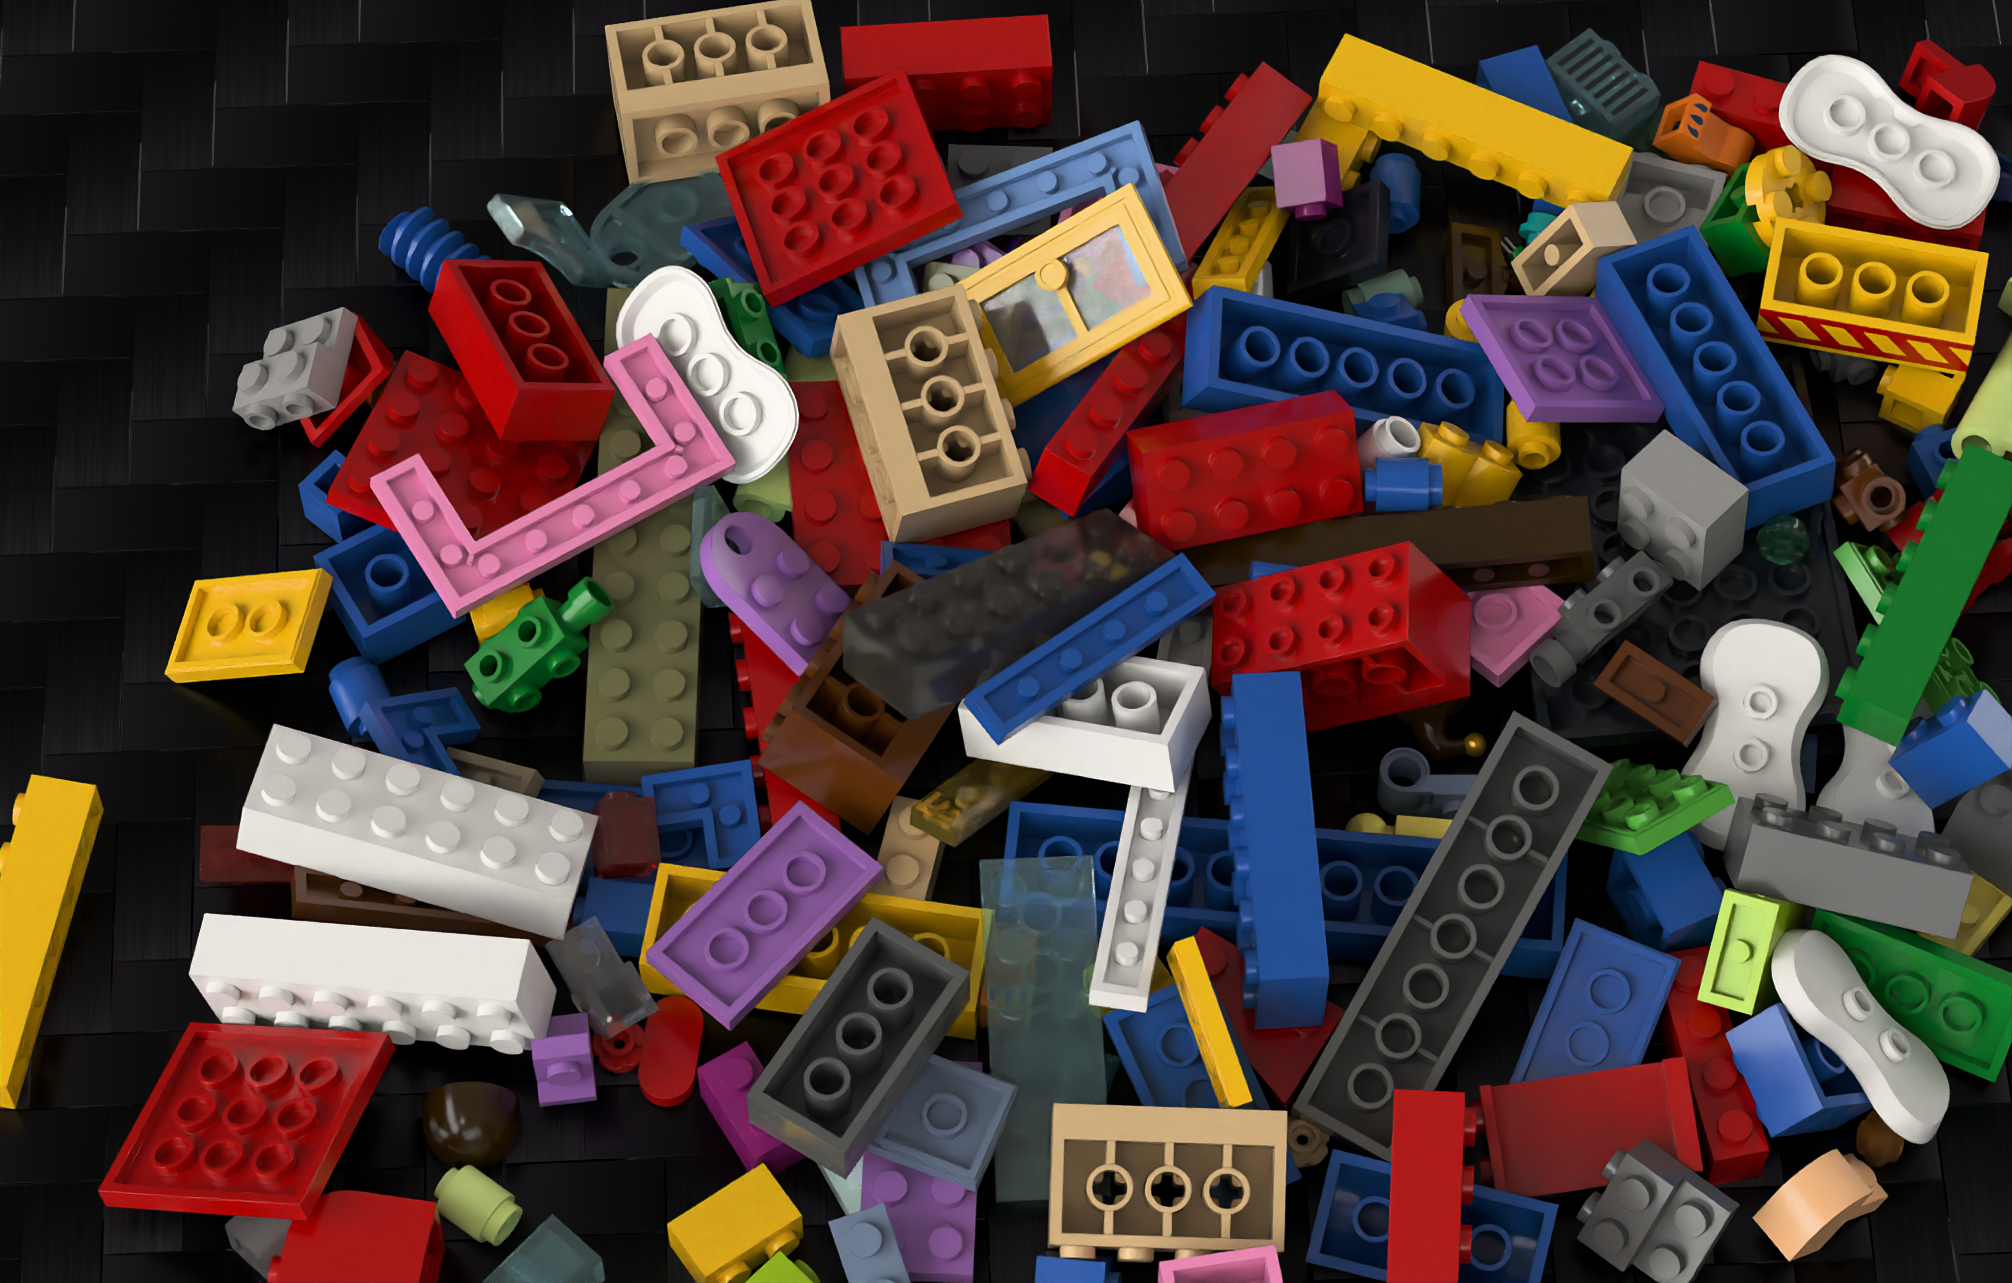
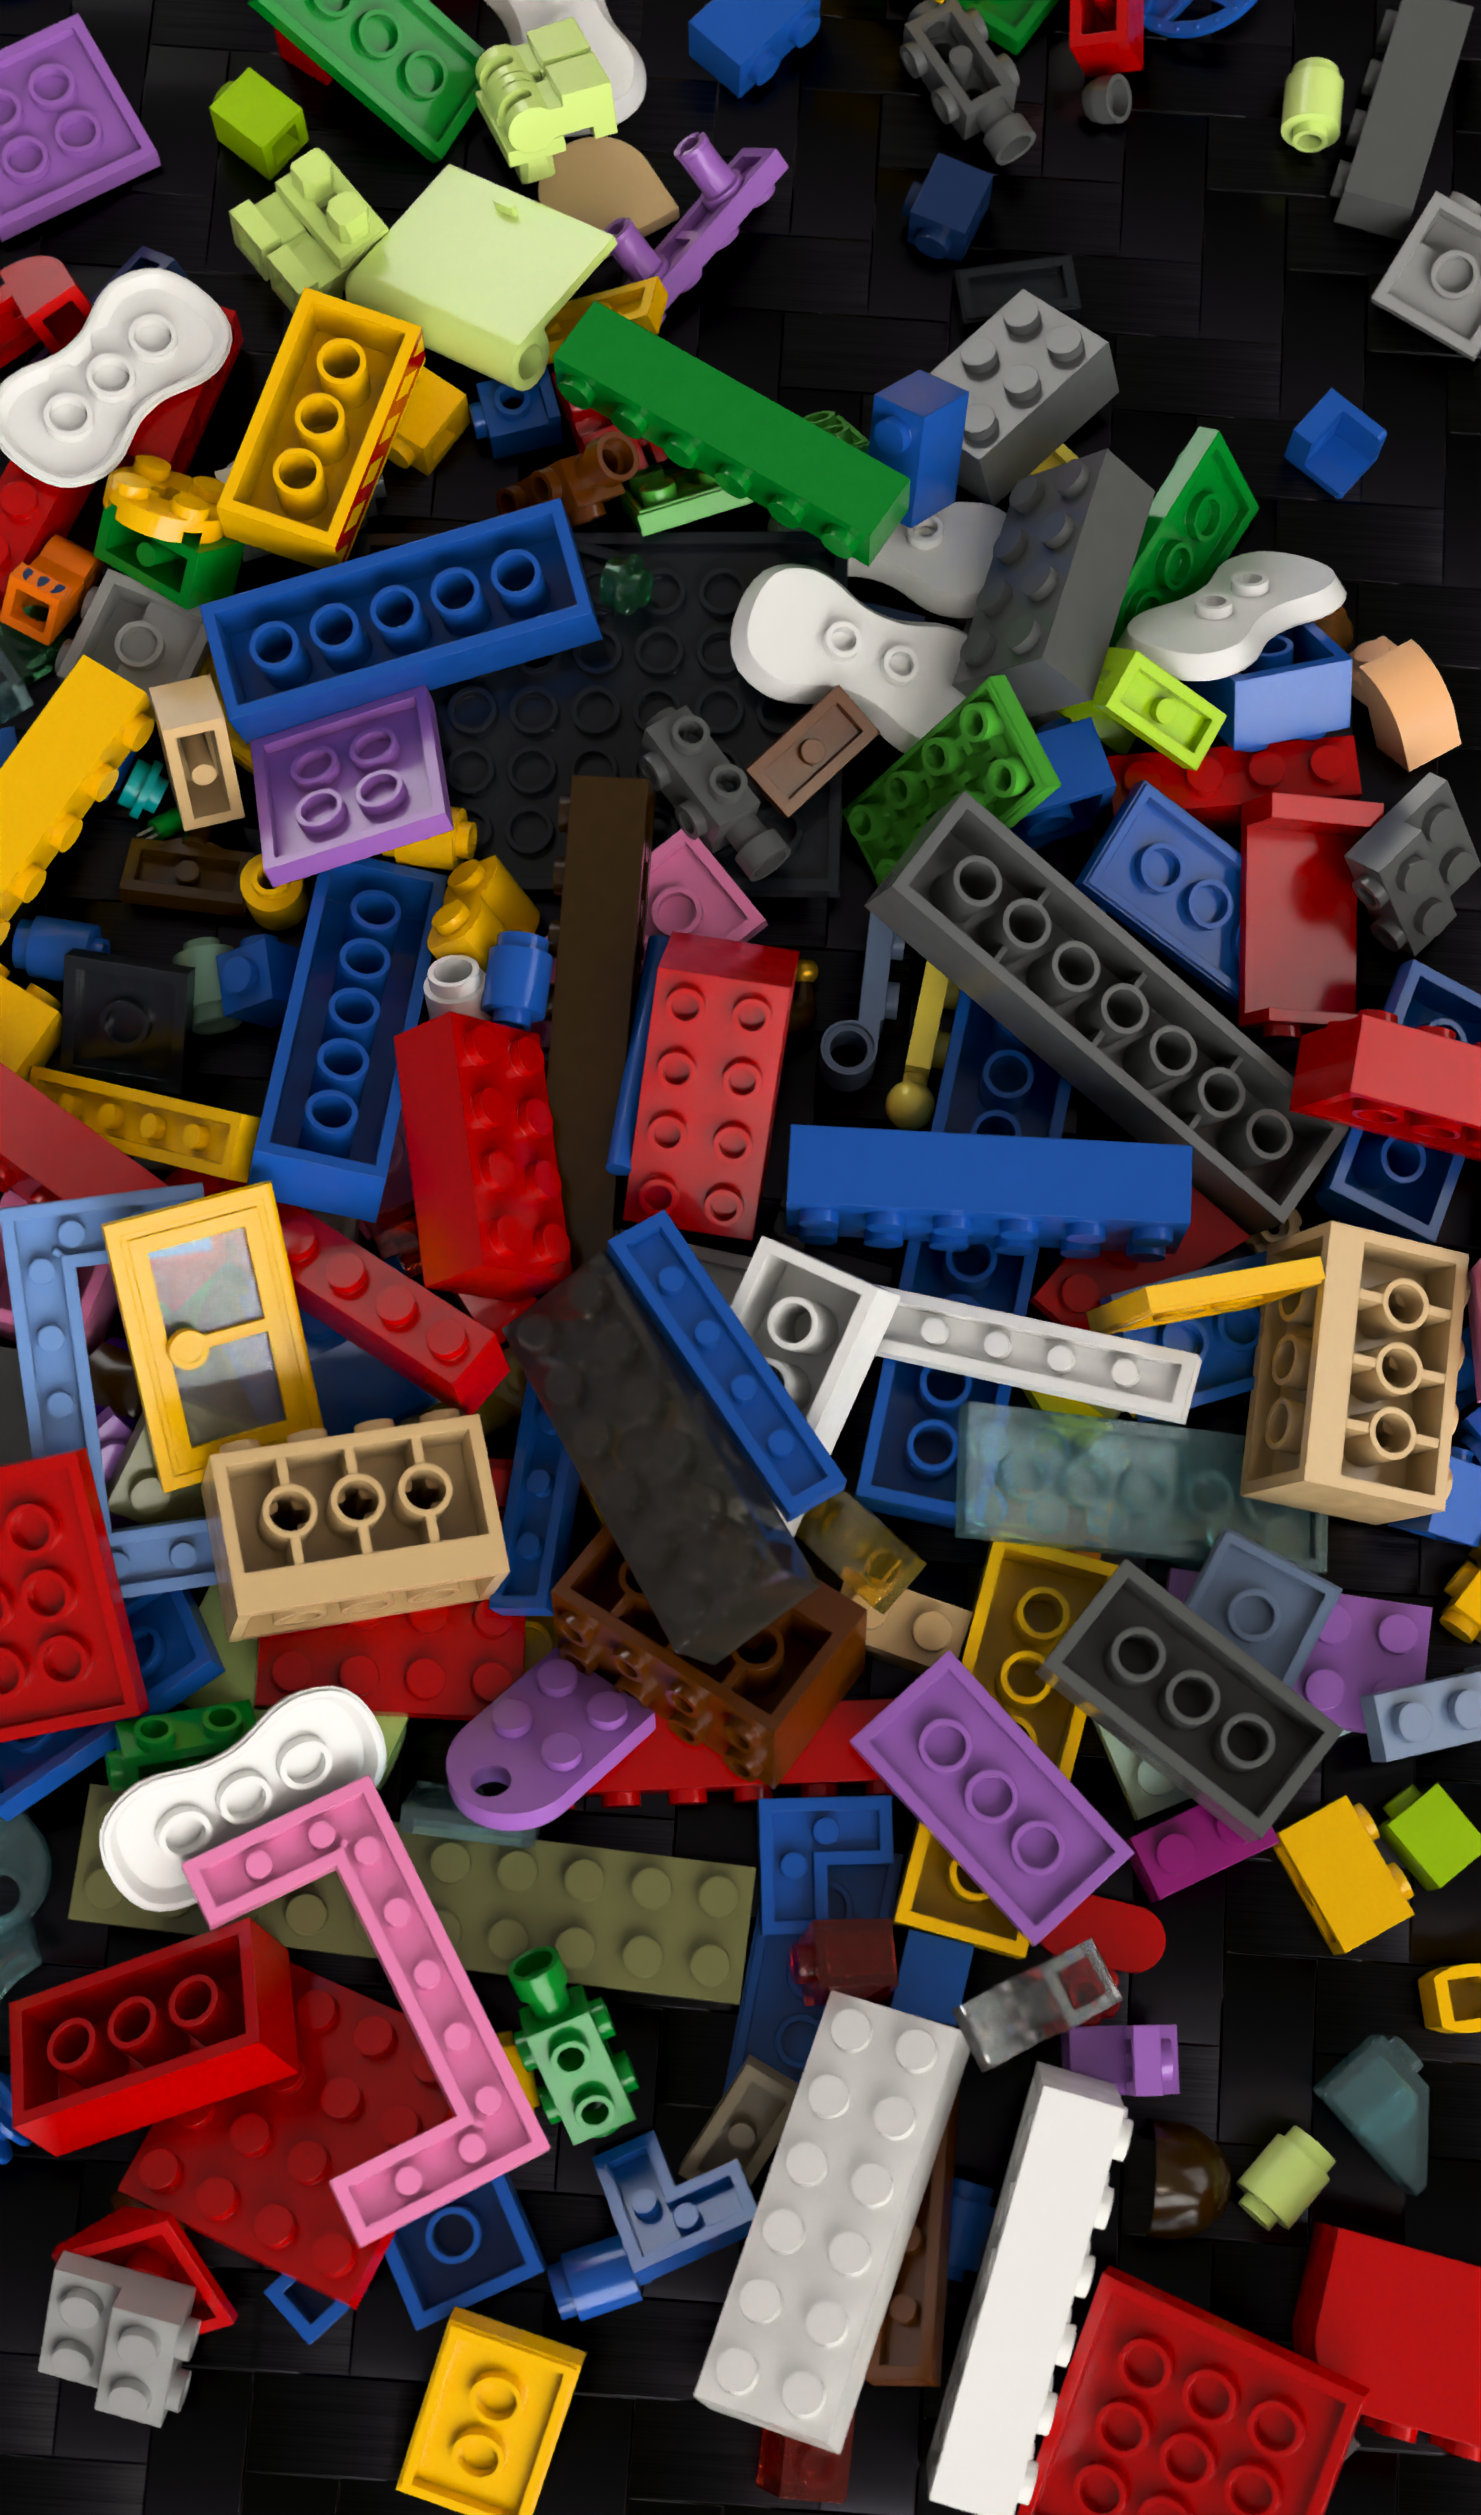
camera: 85 degrees left, 15 degrees up
(1307, 178) = (51, 1038): brick -> none
(1682, 510) = (586, 681): light grey brick -> none

